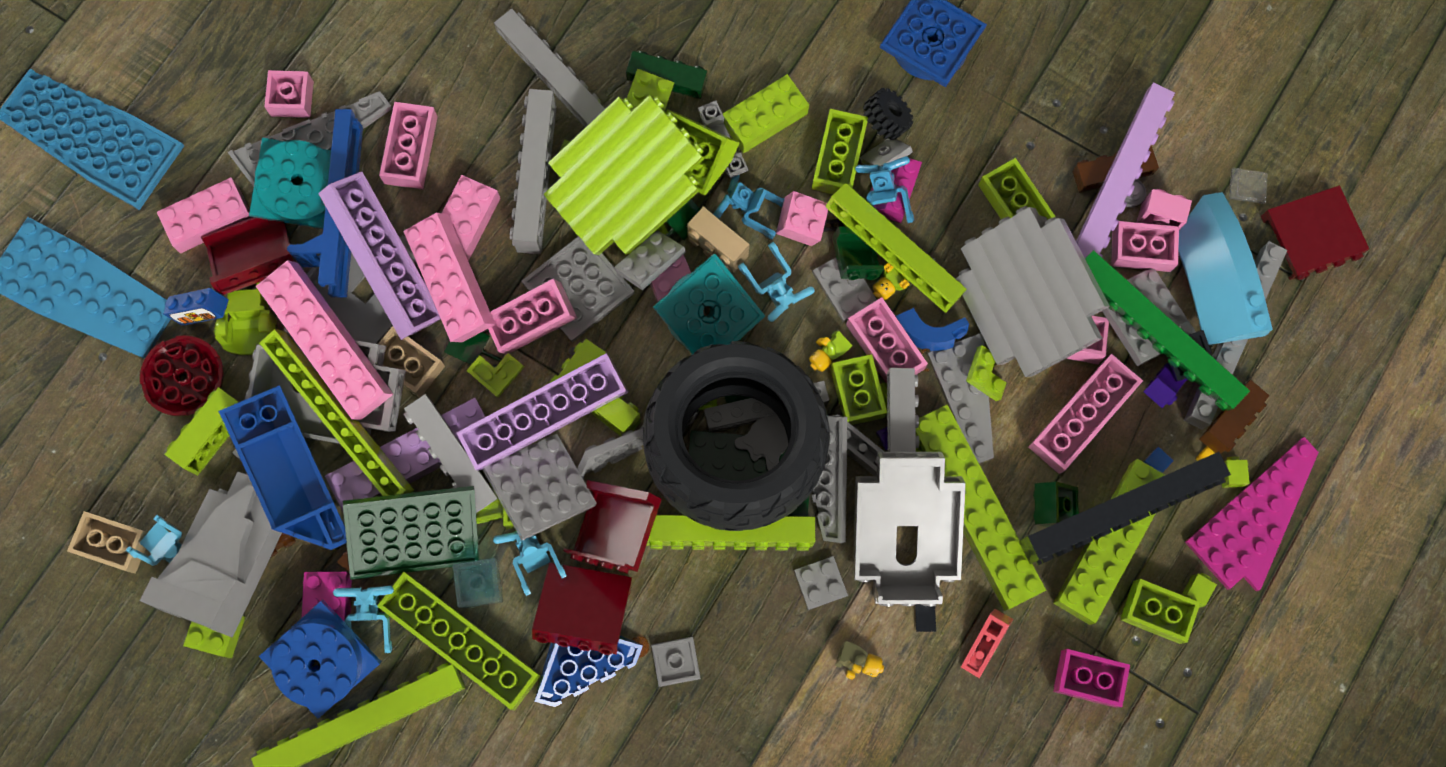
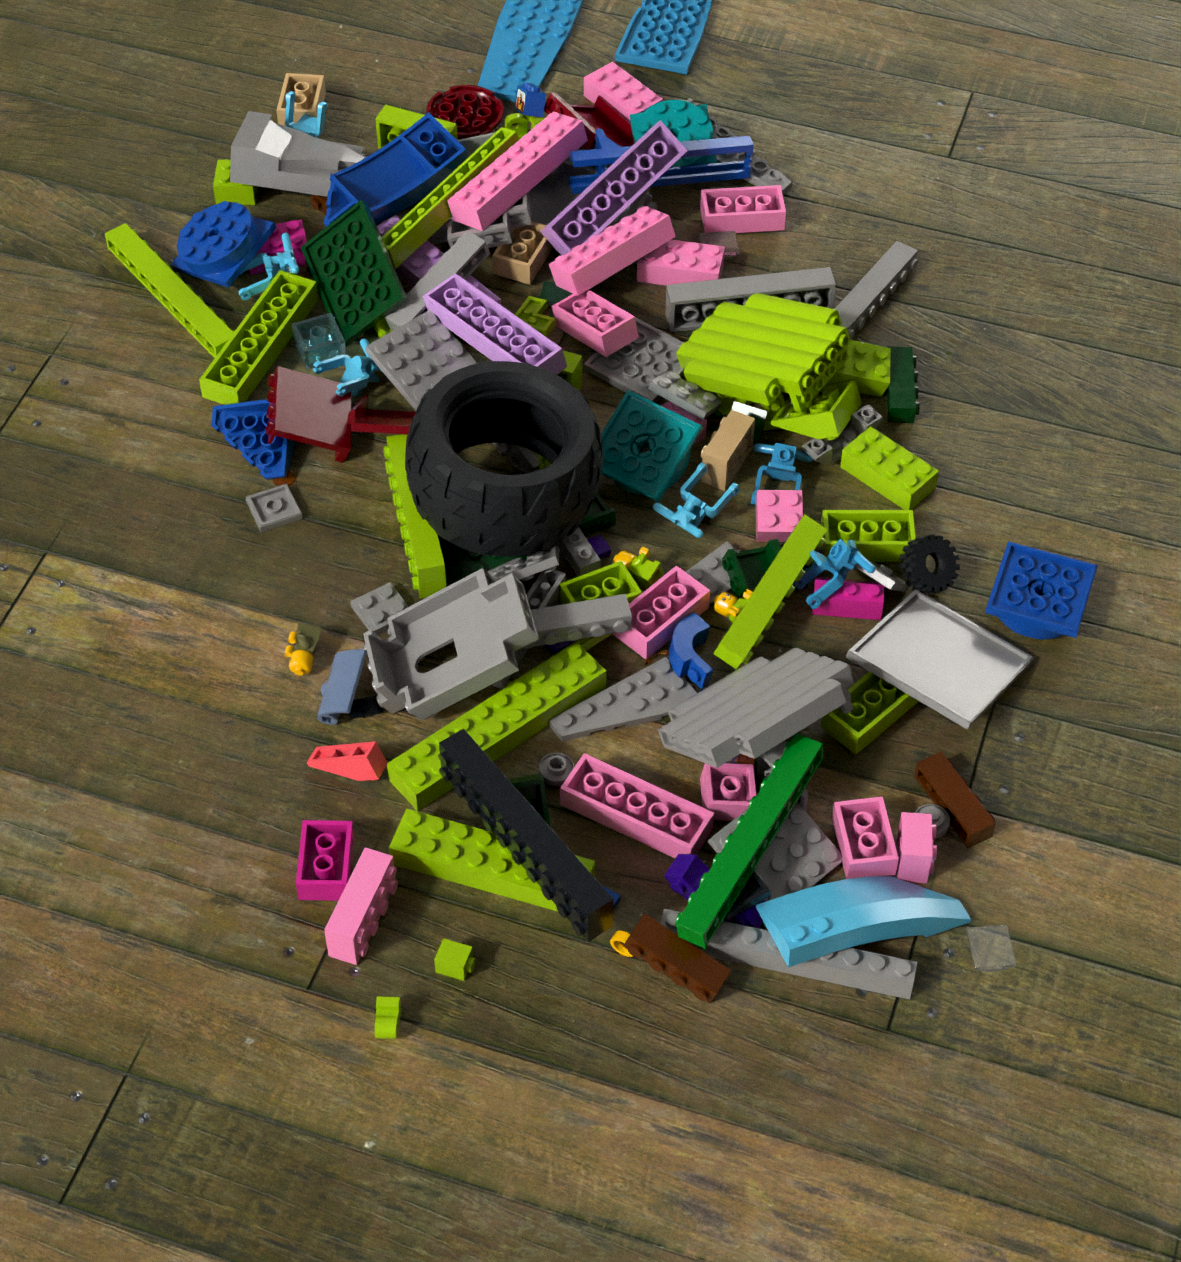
camera: 80 degrees right, 25 degrees down
(289, 94) = (762, 121): bright pink brick -> none
(441, 179) = (726, 239): none -> clear piece
(915, 633) = (341, 685): none -> sand blue panel
(981, 374) = (651, 703): lime plate -> none
(986, 136) = (940, 658): none -> tile
(1030, 469) = (555, 768): none -> light grey plate
(1125, 170) = (942, 789): lavender brick -> none
(1146, 656) = (361, 906): none -> bright pink brick
(1160, 611) = (418, 917): lime brick -> none
(1239, 473) = (609, 978): lime brick -> none
(1243, 654) = (387, 1017): none -> lime leg
(1249, 529) = (543, 1009): dark pink wing -> none
(1317, 232) = (953, 1025): dark red panel -> none

